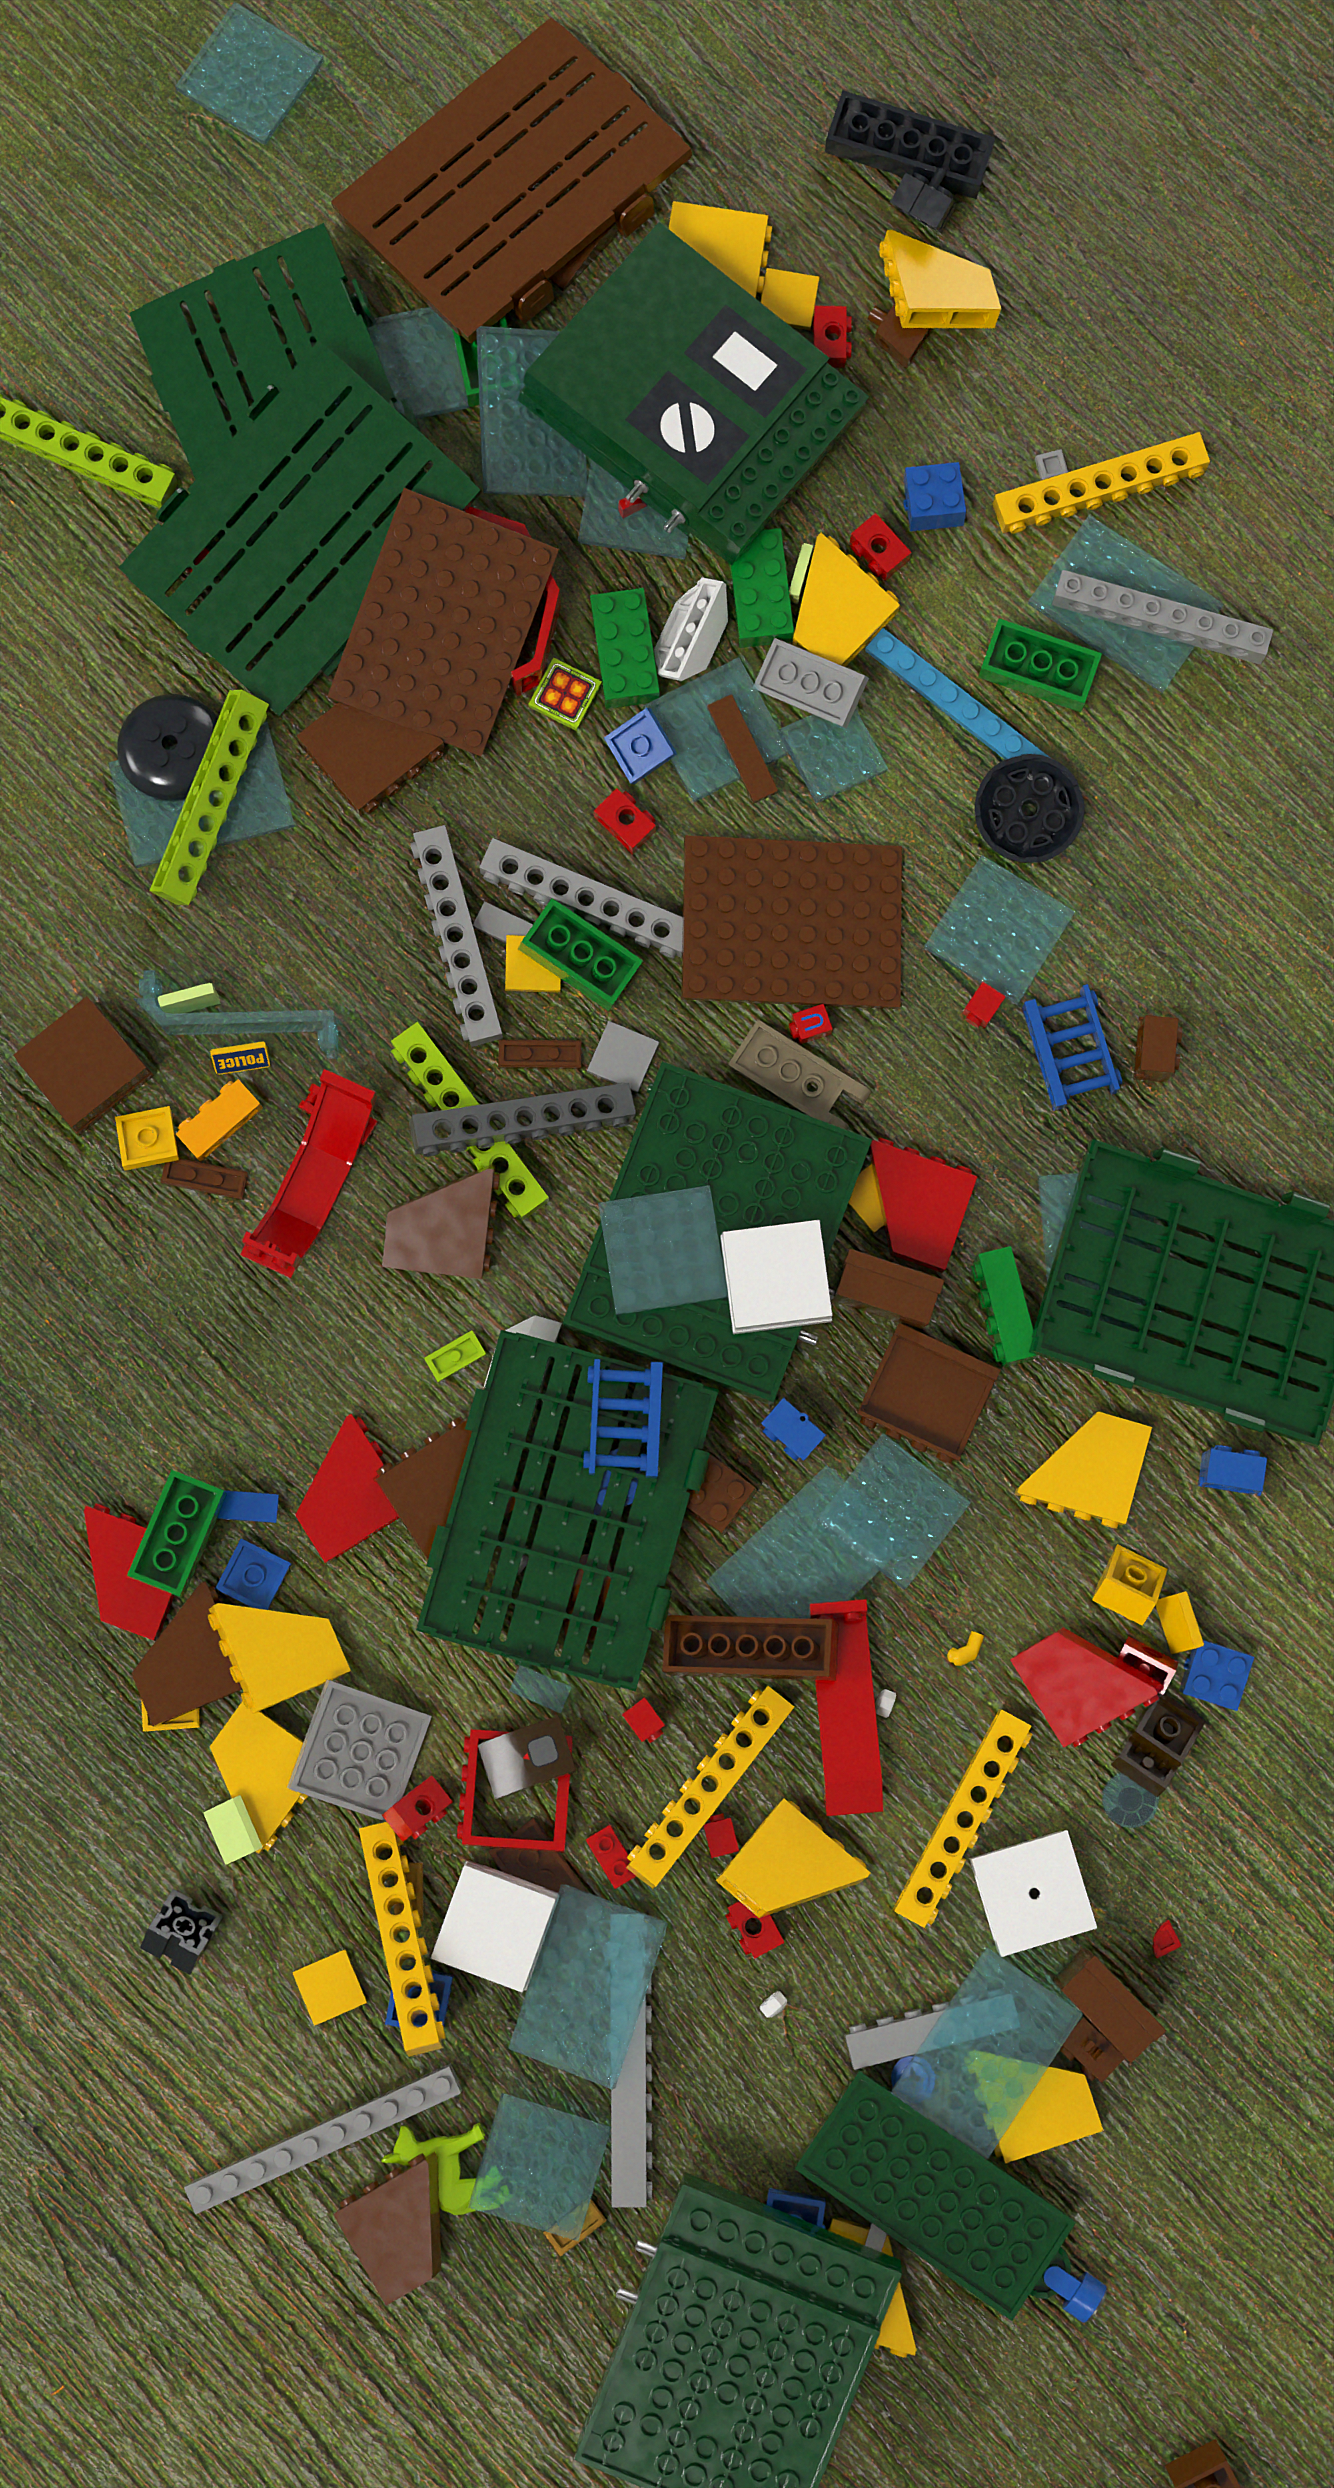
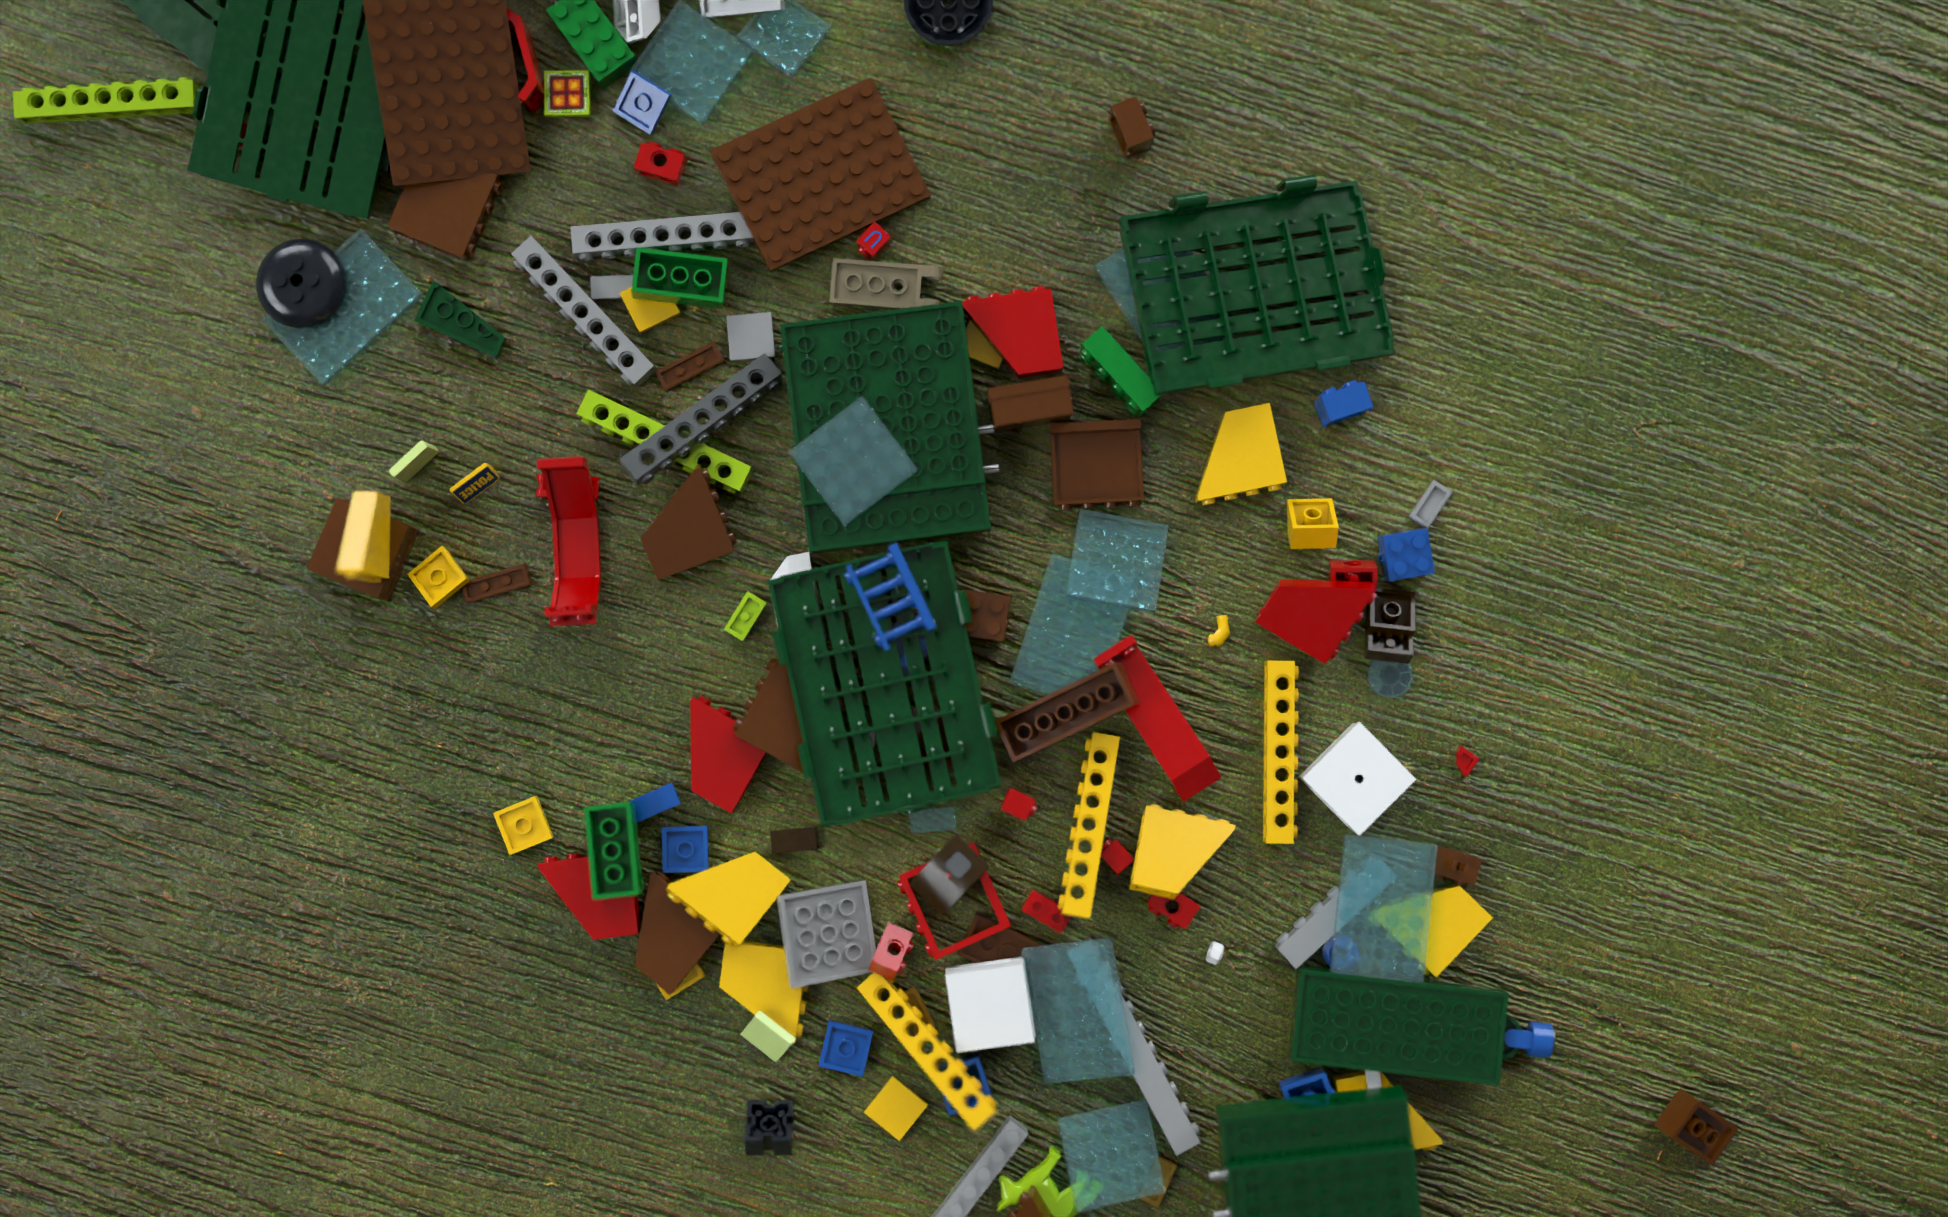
camera: 25 degrees left, 5 degrees up
(92, 1455) = (523, 825): none -> yellow plate
(98, 1057) = (367, 538): none -> yellow slope
(197, 804) = (341, 315): lime brick -> none
(218, 1119) = (483, 536): light orange brick -> none
(237, 1022) = (458, 458): clear light blue panel -> none
(310, 1890) = (846, 1048): none -> blue plate
(314, 872) = (454, 319): none -> dark green wing
(376, 1629) = (793, 840): none -> dark brown tile
(742, 749) = (717, 65): reddish brown tile -> none
(776, 1277) = (945, 437): white container -> none
(798, 1435) = (1009, 540): blue brick -> none
(884, 1703) = (1182, 699): white tile -> none
(983, 1006) = (990, 162): red brick -> none
(999, 929) = (972, 101): clear light blue plate -> none
(1052, 1066) = (1062, 180): blue fence -> none
(1108, 2005) = (1452, 829): reddish brown container -> none
(1179, 1623) = (1361, 532): yellow tile -> none
(1273, 1633) = (1430, 504): none -> light grey tile

